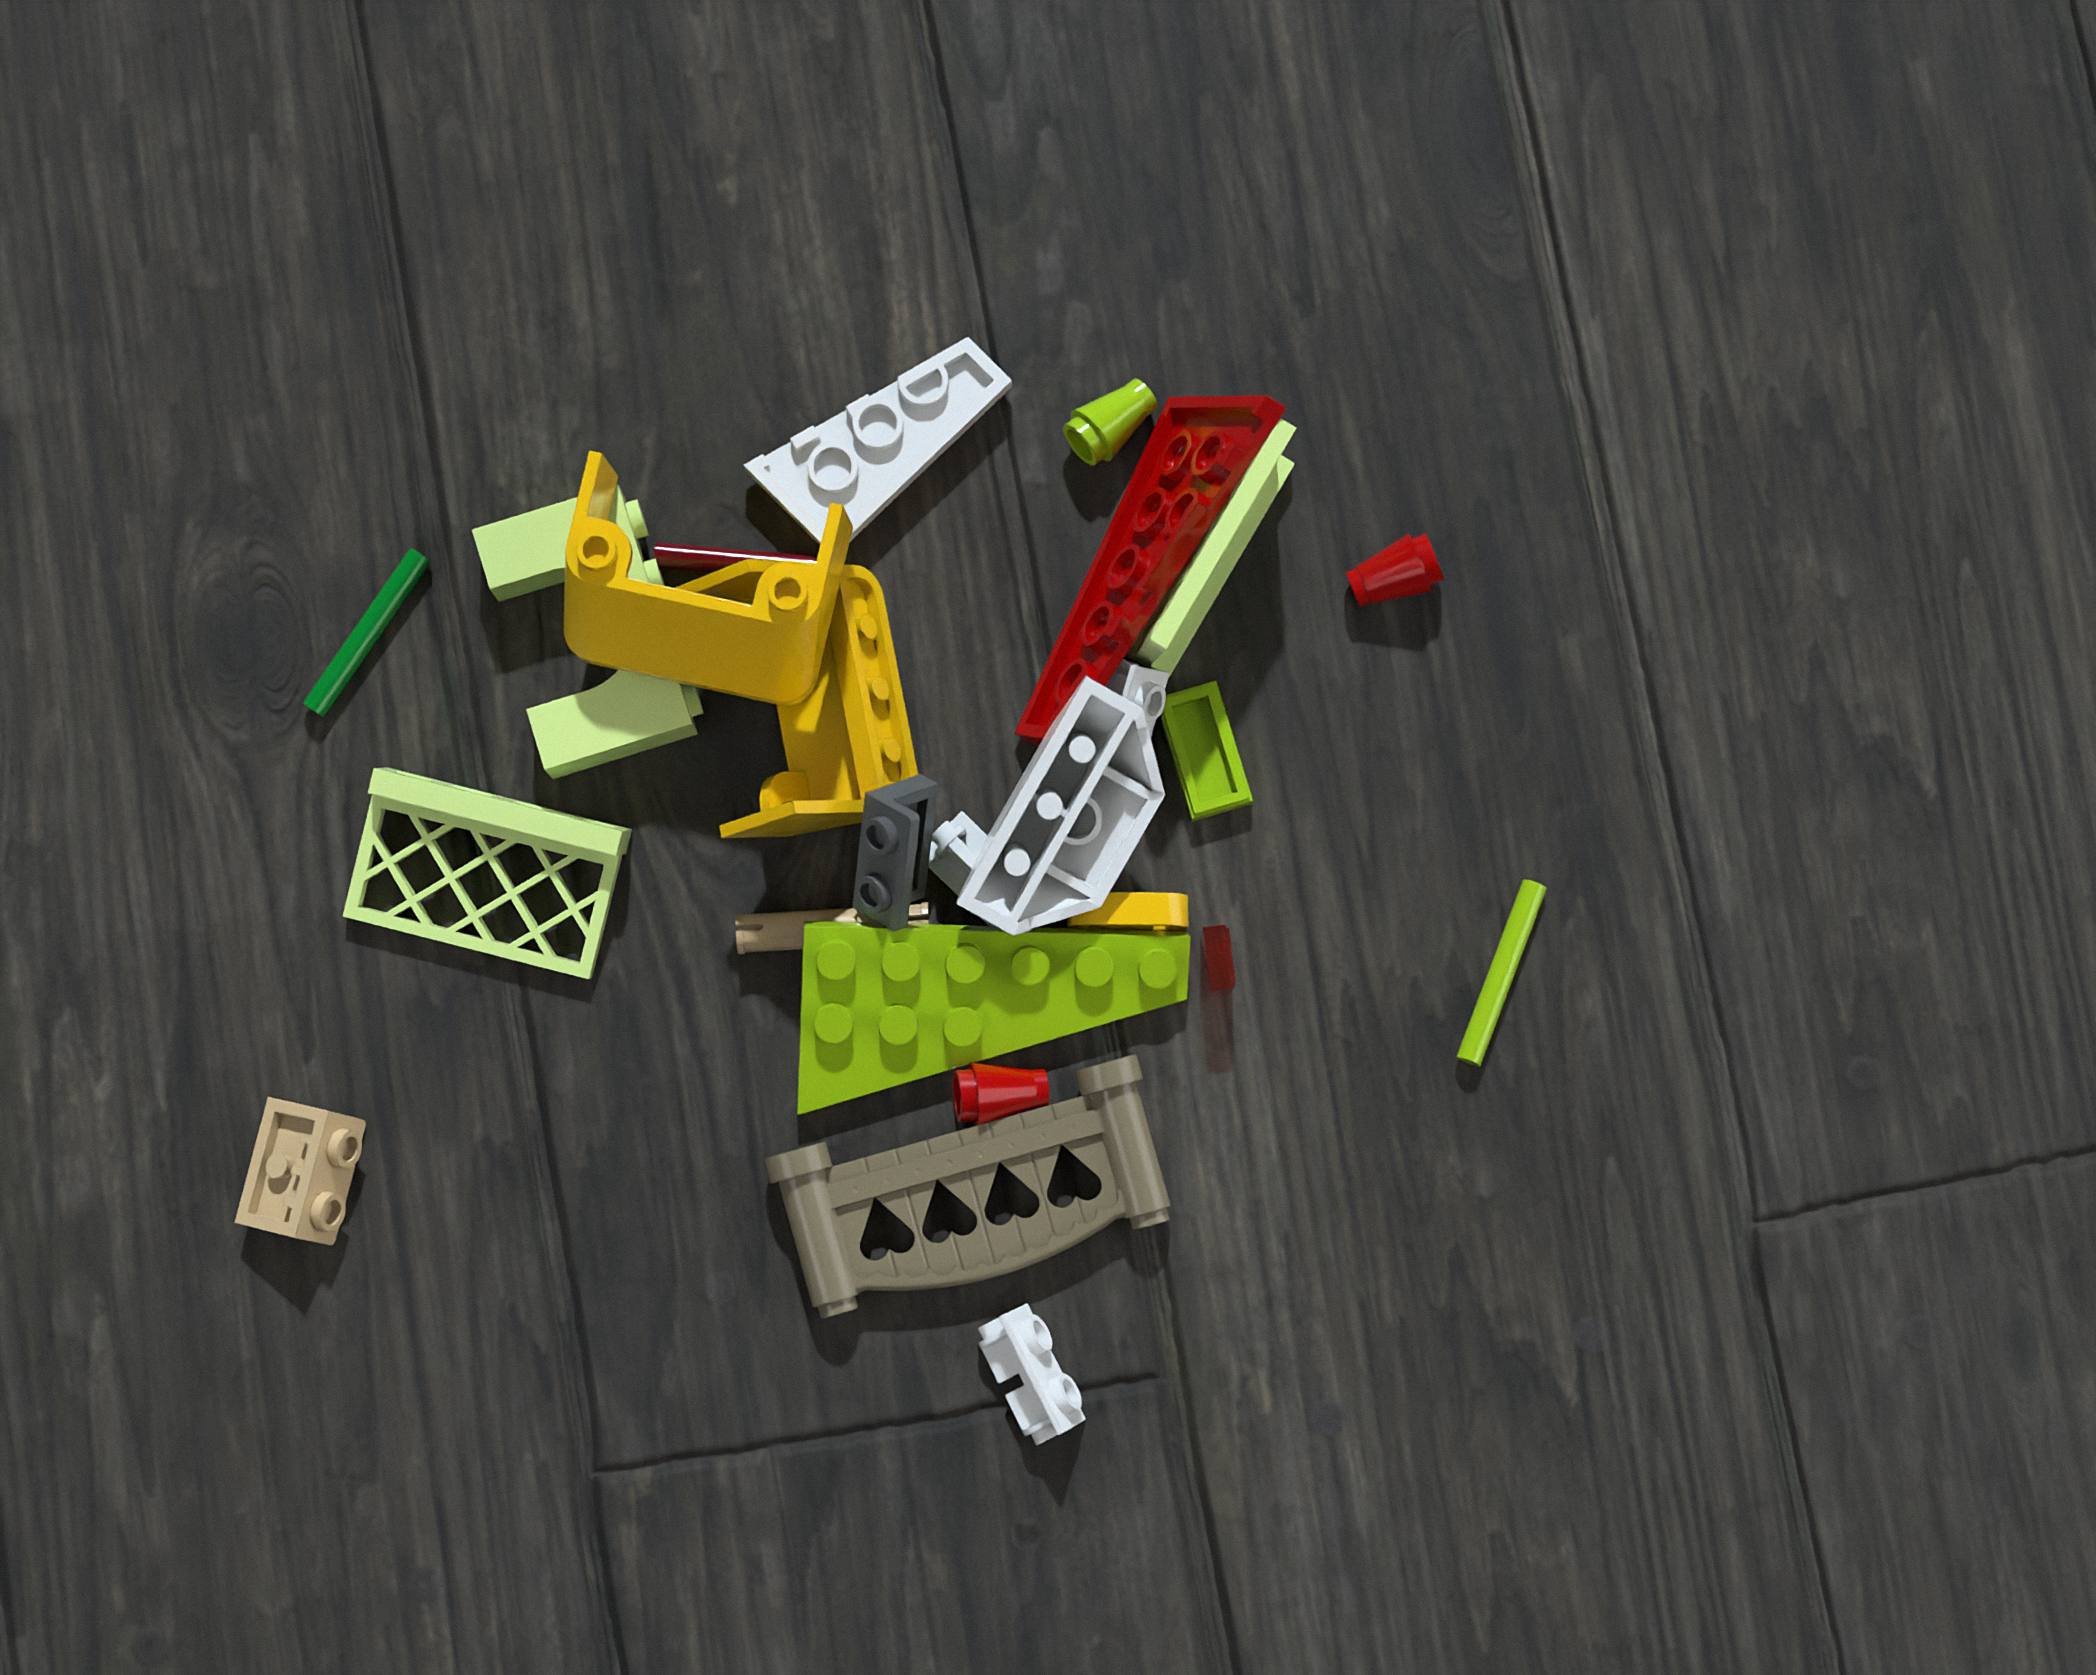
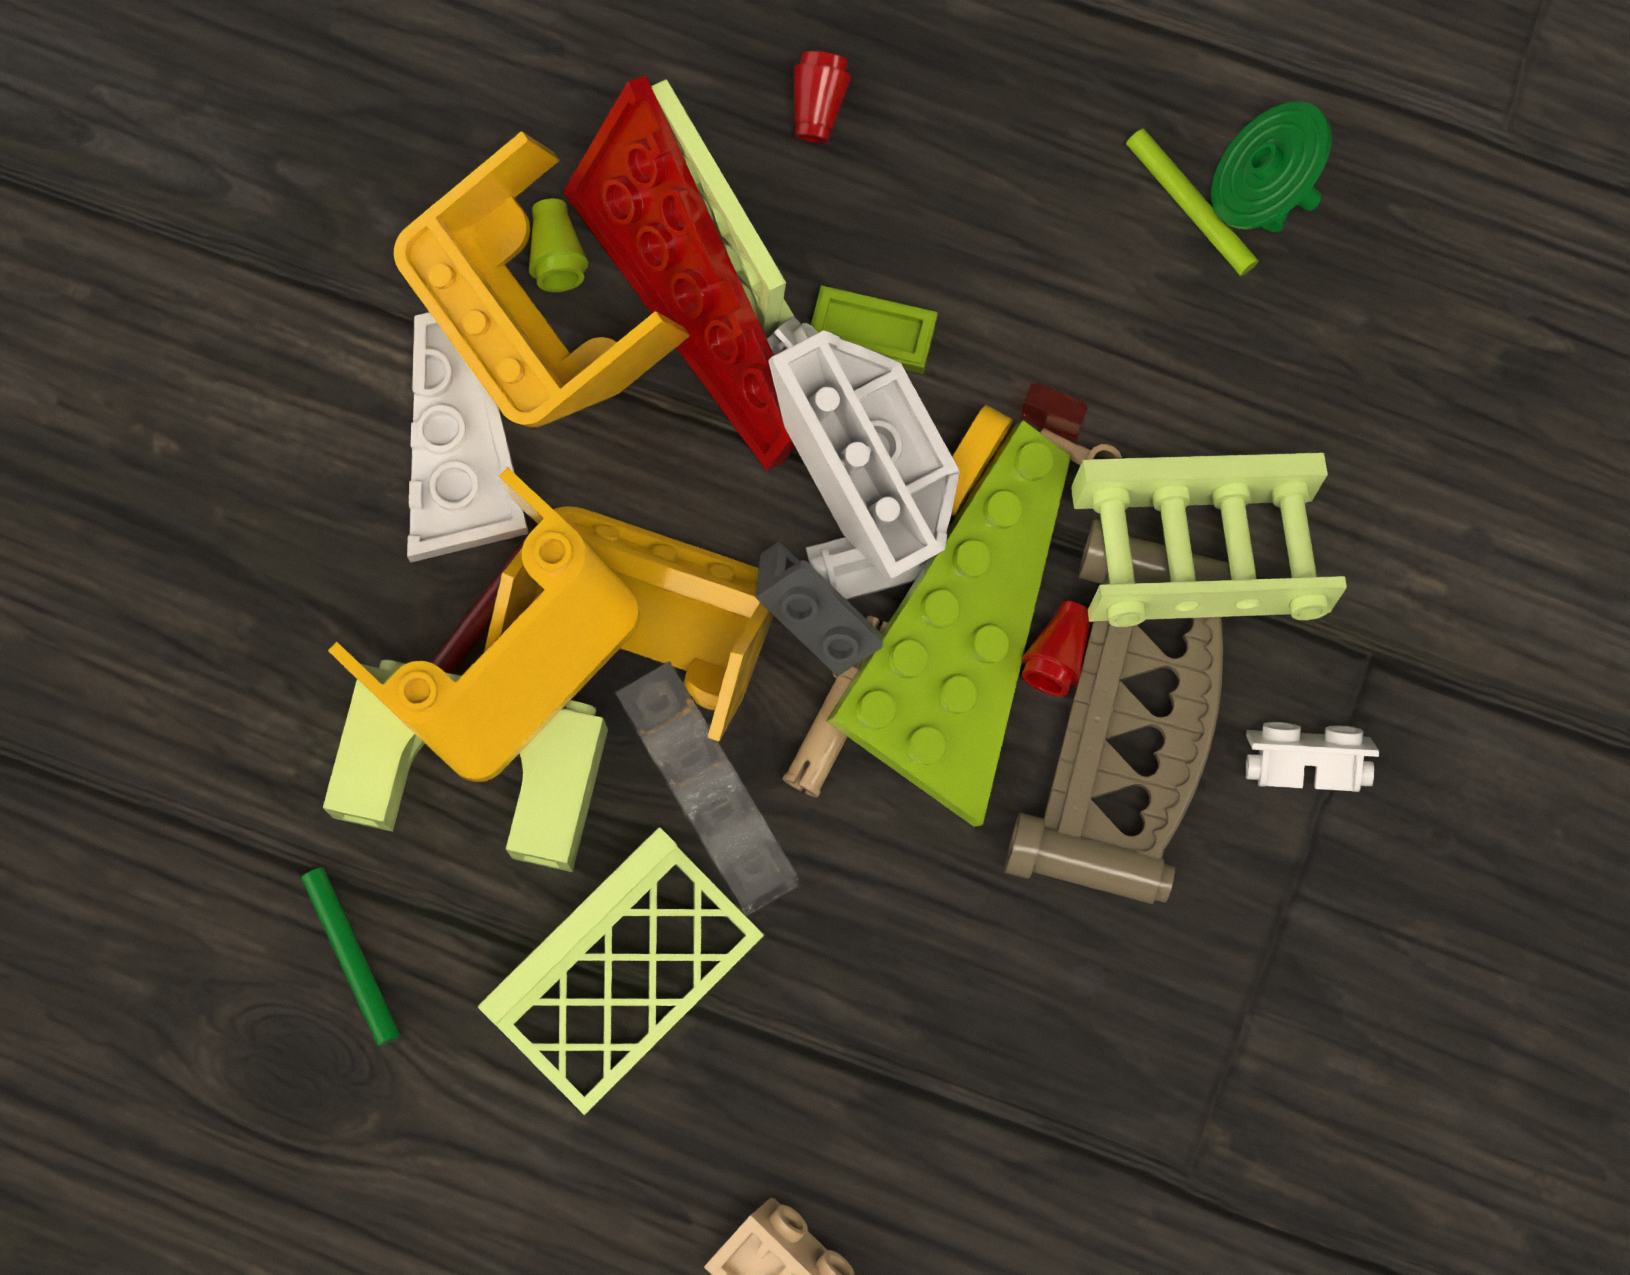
camera: 55 degrees left, 5 degrees down
(684, 853) = (707, 789): none -> clear brick
(1004, 404) = (459, 272): none -> yellow windscreen
(1195, 1004) = (1080, 453): none -> tan hand
(1235, 1161) = (1229, 485): none -> yellowish green fence
(1569, 1027) = (1272, 167): none -> green shield

